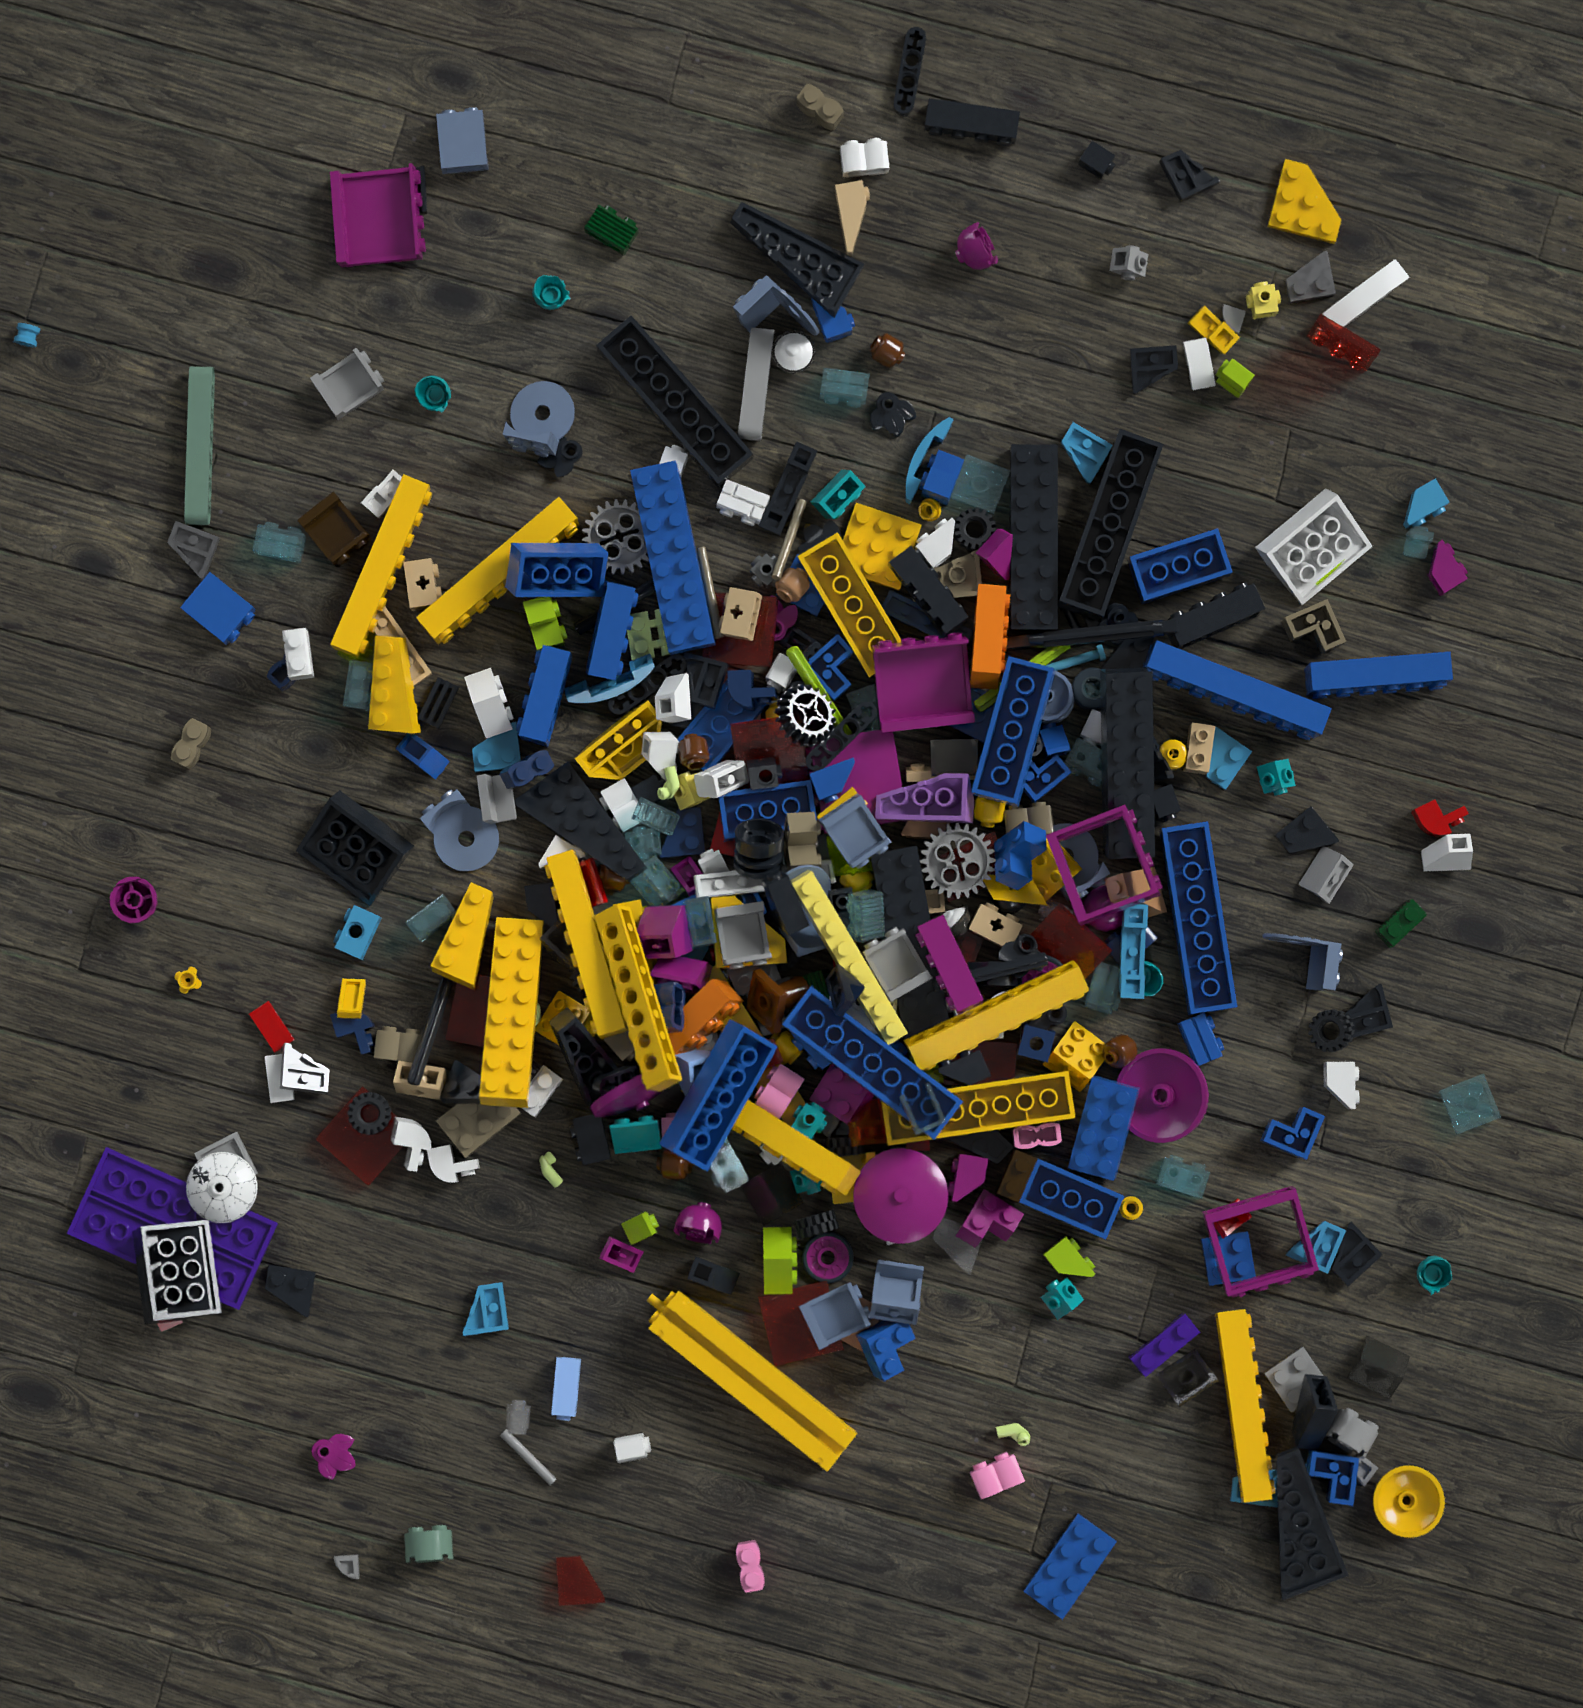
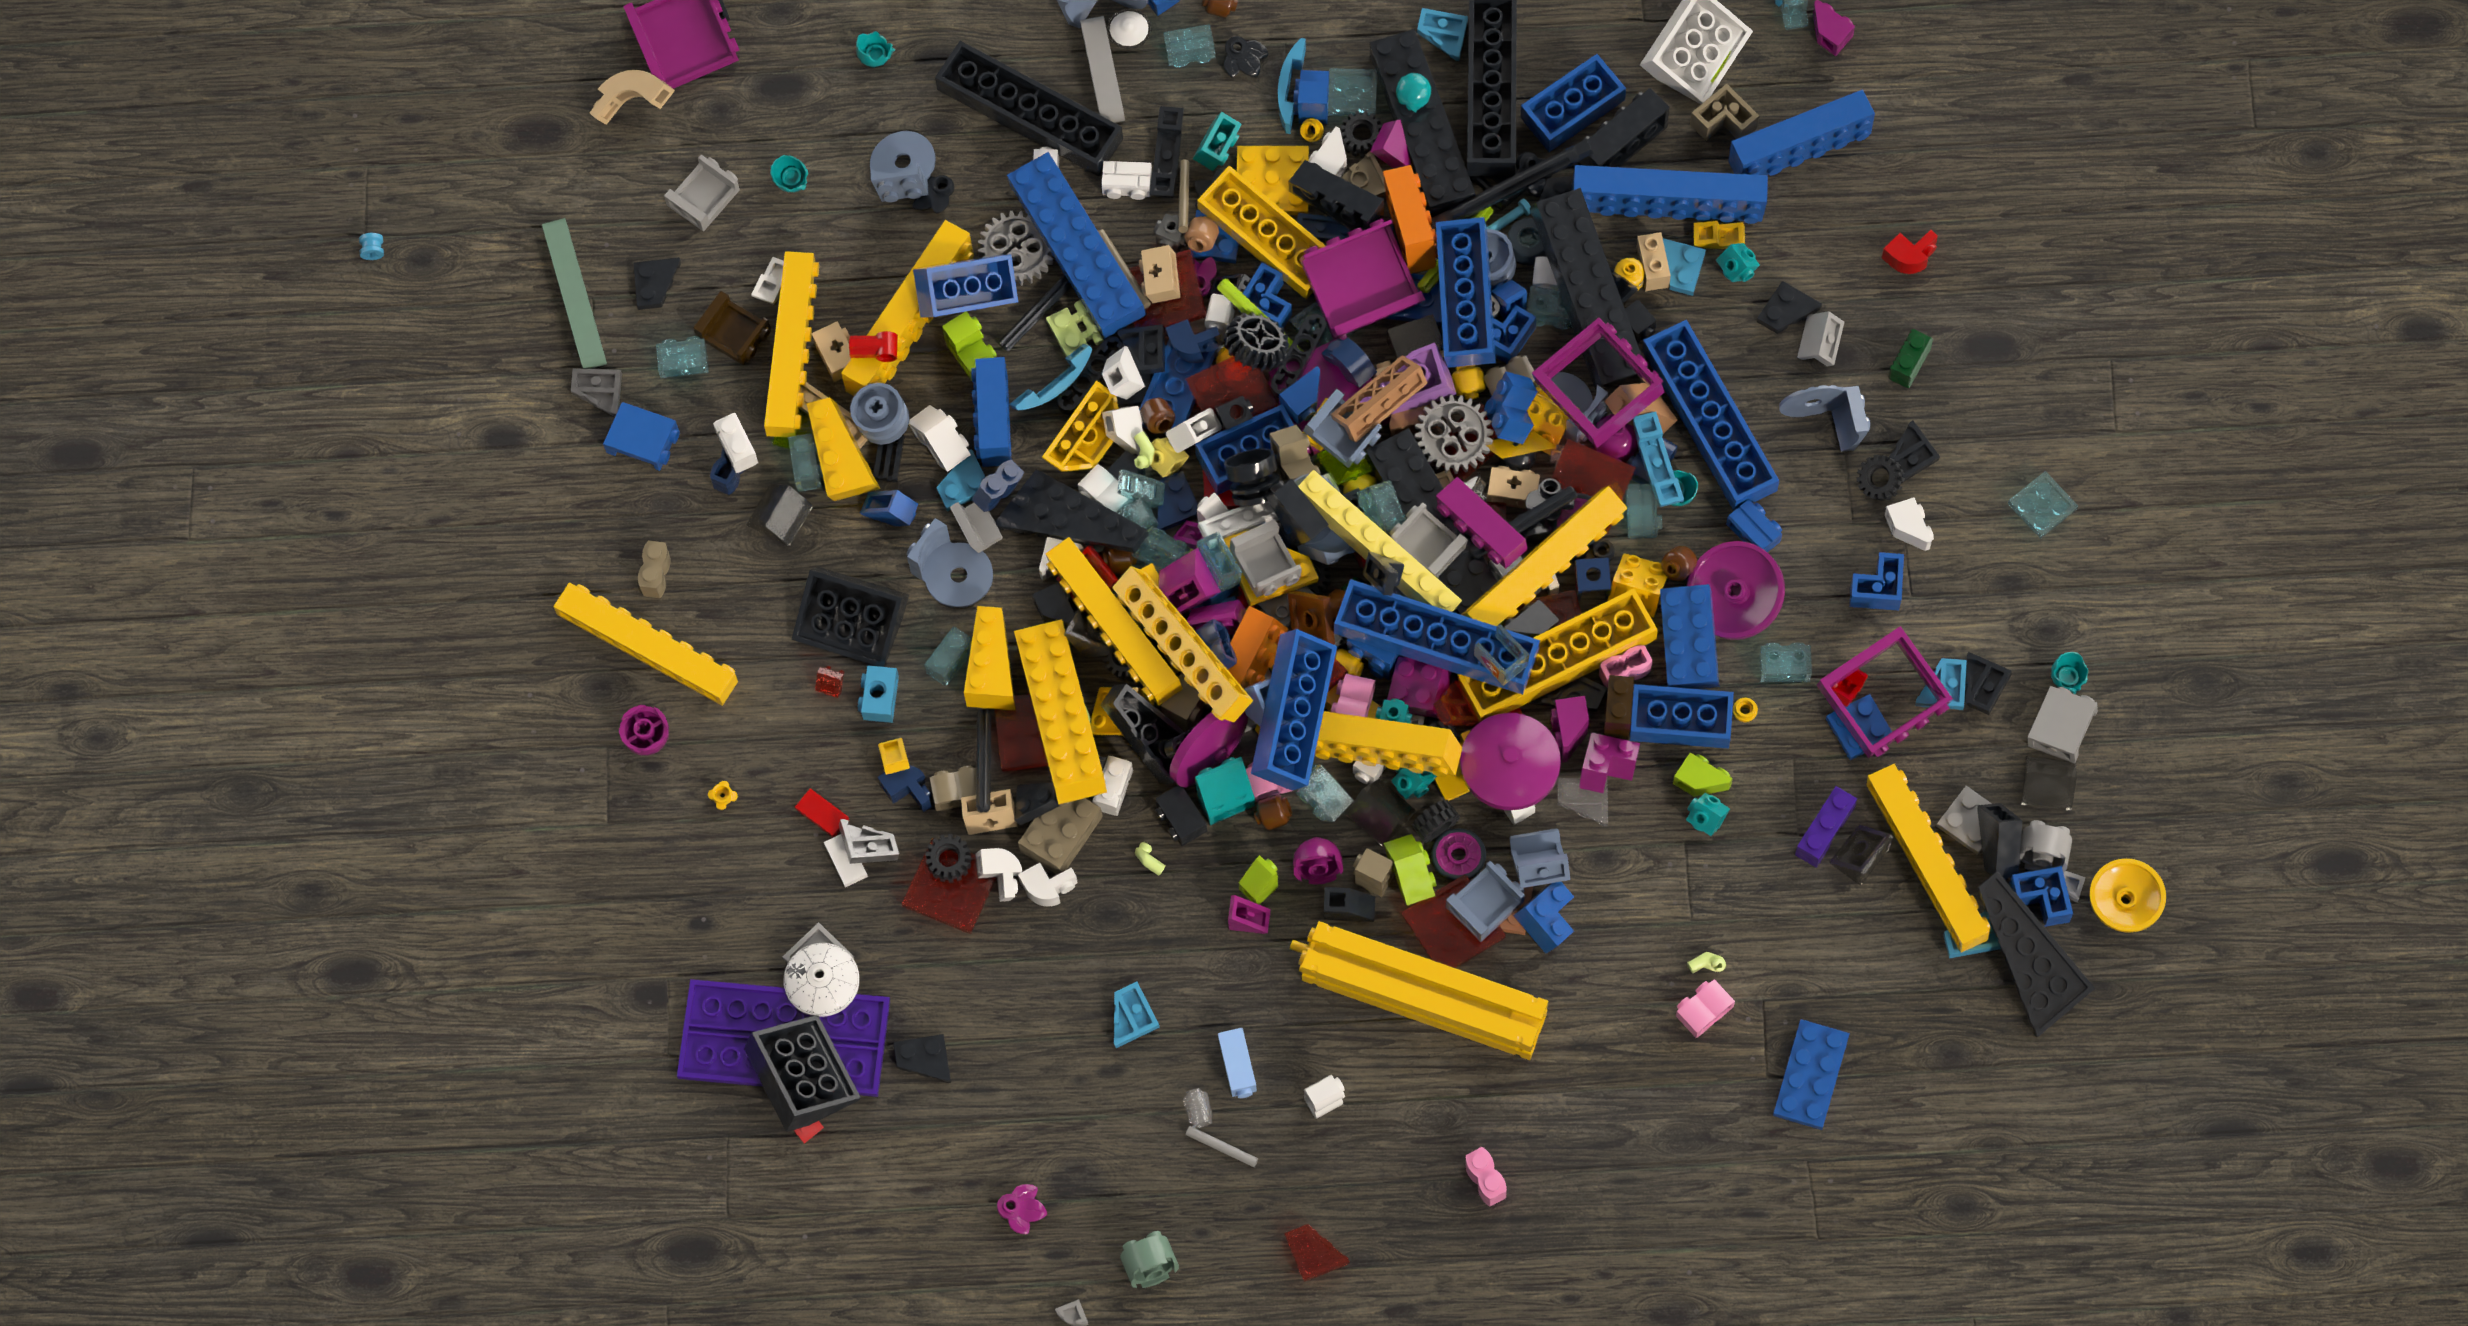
camera: 10 degrees left, 15 degrees down
(162, 813) = (646, 643): none -> yellow brick
(276, 456) = (653, 281): none -> black wing
(296, 256) = (627, 86): none -> tan arch
(316, 905) = (829, 681): none -> clear red tile
(322, 725) = (780, 513): none -> clear smoke slope
(430, 656) = (879, 413): none -> sand blue wheel
(458, 606) = (881, 346): none -> red piece
(610, 630) = (1037, 329): blue brick -> none
(744, 1254) = (1373, 872): none -> dark tan brick
(885, 760) = (1350, 360): none -> dark blue brick
(901, 817) = (1383, 400): none -> medium nougat fence
(1034, 512) = (1413, 91): none -> teal hair
(1269, 740) = (1718, 236): none -> yellow slope
(1411, 1319) = (2062, 723): none -> light grey panel
(1448, 853) = (1933, 278): white slope -> none

